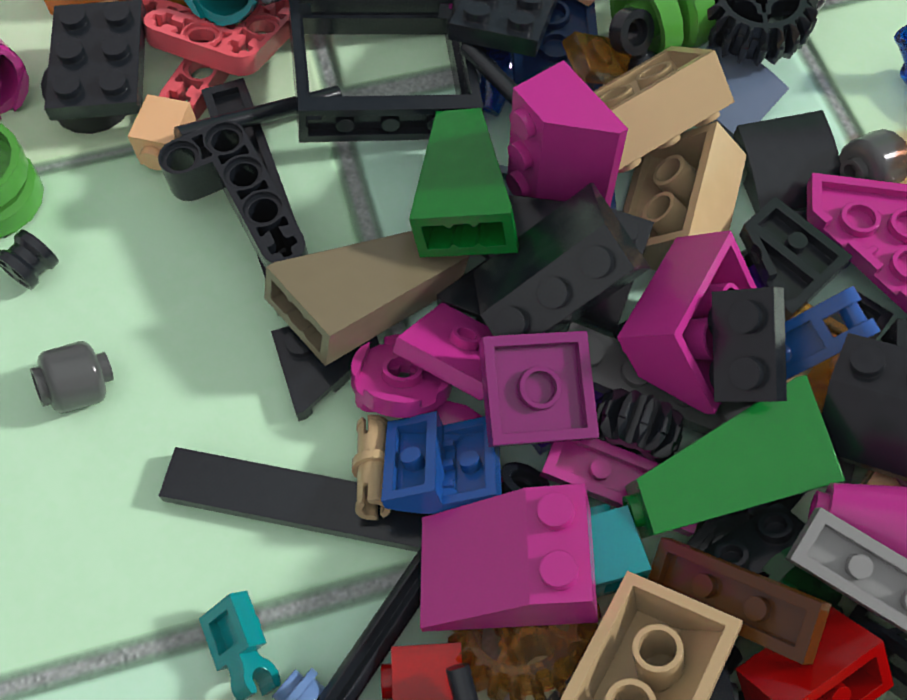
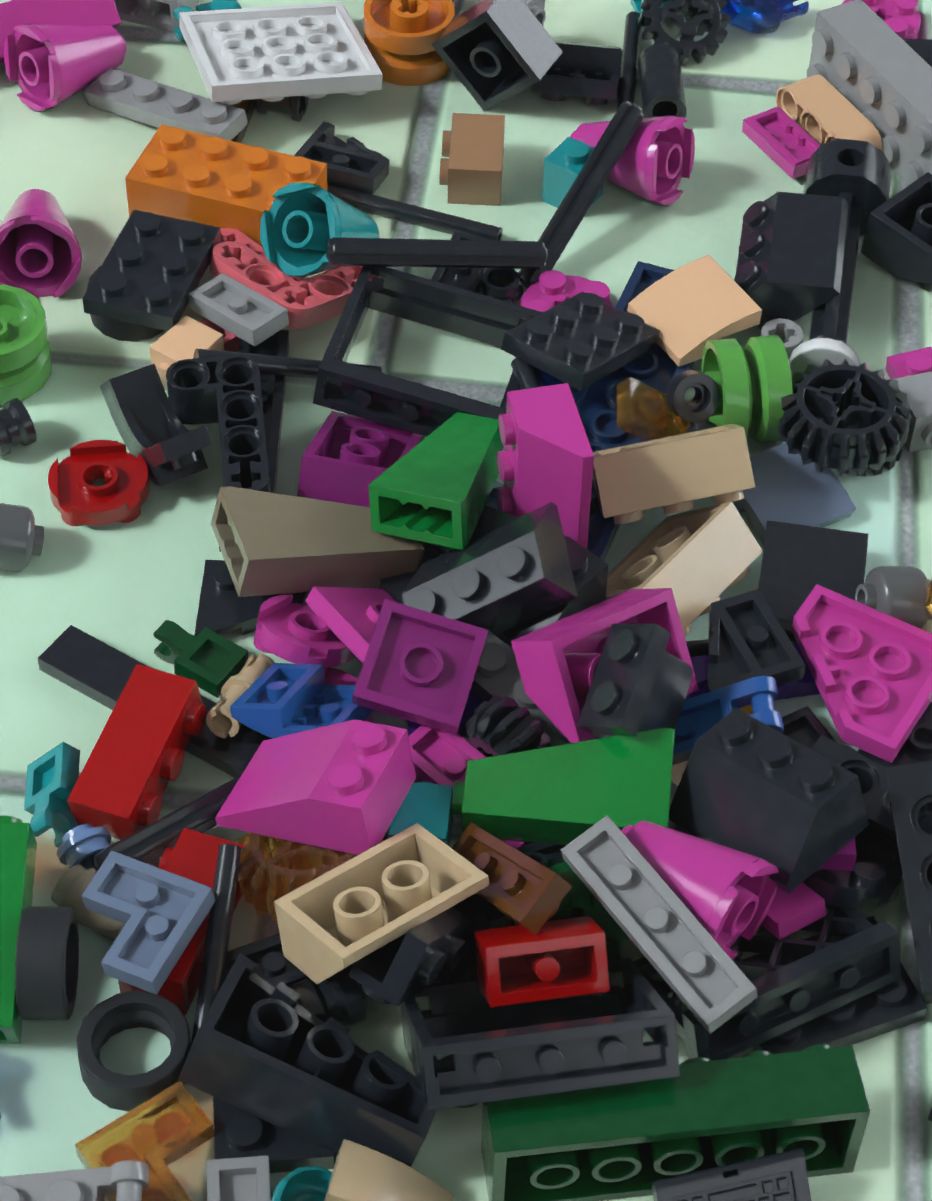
camera: 20 degrees right, 15 degrees down
(142, 310) = (114, 502): none -> red plate
(165, 217) = (153, 428): none -> black arch
(192, 73) = (238, 309): none -> light grey plate
(306, 573) = (138, 752): none -> red brick
(318, 439) = (203, 658): none -> dark green plate
(365, 189) = (349, 456): none -> magenta slope

